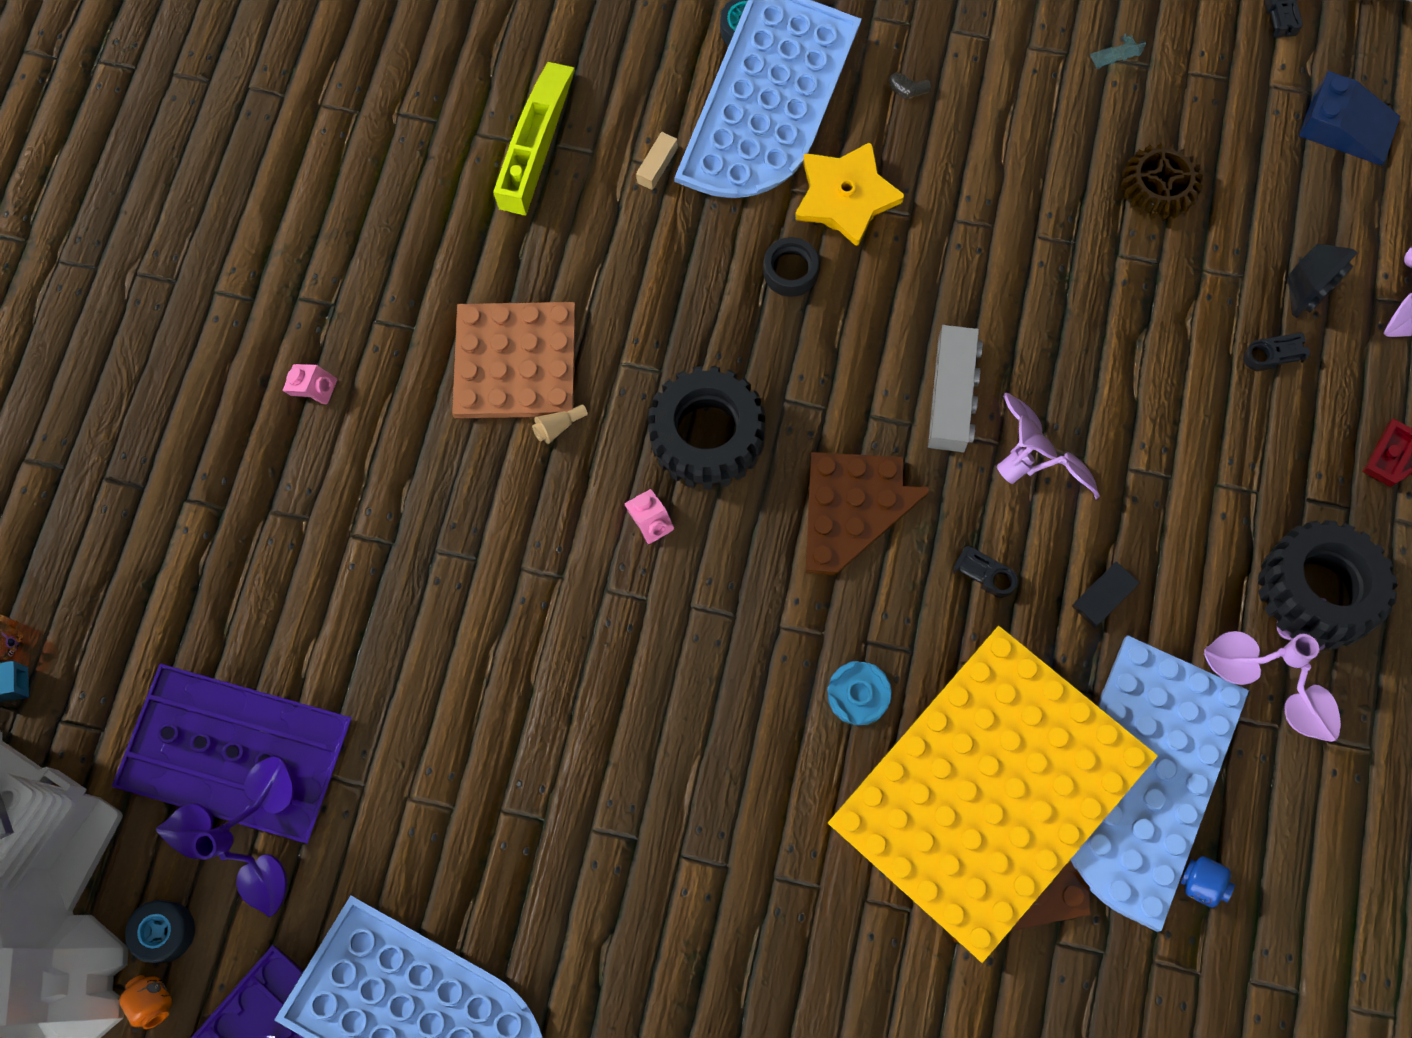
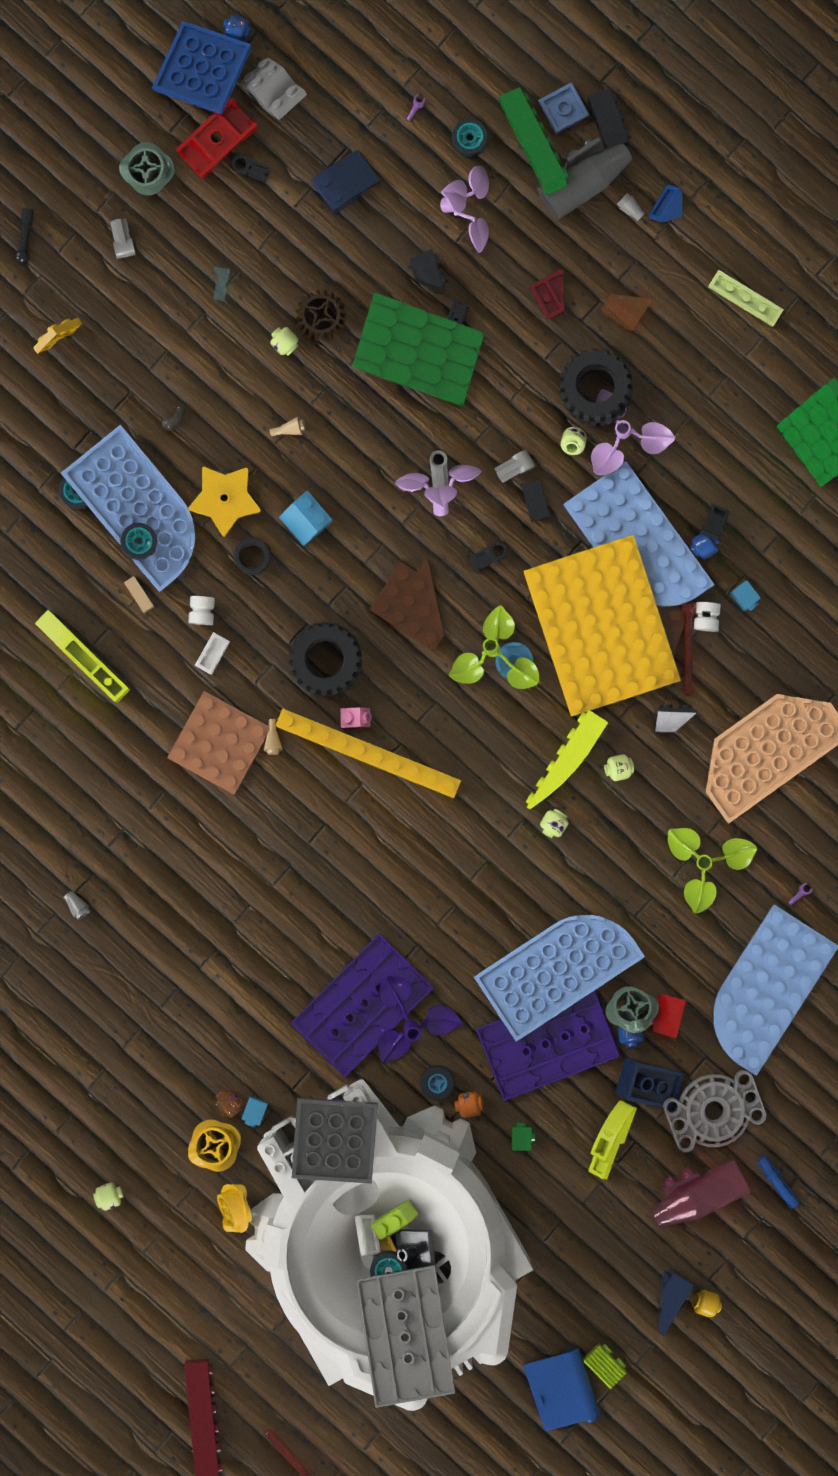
camera: 60 degrees left, 15 degrees up
(195, 298) = (76, 905): none -> light grey cone
(310, 382) = (169, 865): bright pink bracket -> none
(607, 563) = (368, 753): none -> yellow brick
(631, 286) = (212, 653): none -> white plate
(651, 888) = (554, 823): none -> yellowish green head
(681, 240) = (201, 610): none -> white wheel
(731, 100) = (148, 539): none -> wheel
(767, 854) = (570, 756): none -> neon yellow slope
(792, 942) = (619, 767): none -> yellowish green head
(884, 305) = (305, 518): none -> dark azure slope
(898, 645) = (498, 625): none -> lime plant
(914, 982) = (671, 719): none -> slope
(953, 388) = (377, 510): light grey brick -> none
(994, 227) = (292, 427): none -> tan cone
(1063, 438) = (439, 472): none -> light grey piece
(1093, 913) = (688, 611): none -> clear red piece
(1093, 953) = (707, 623): none -> white wheel
(1098, 156) = (284, 341): none -> yellowish green head
(1143, 542) = (517, 465): none -> light grey piece
(1173, 993) = (745, 596): none -> dark azure brick
(1208, 314) = (418, 349): none -> green piece
(1227, 597) = (573, 440): none -> yellowish green head
(1252, 876) = (714, 522): none -> black tile

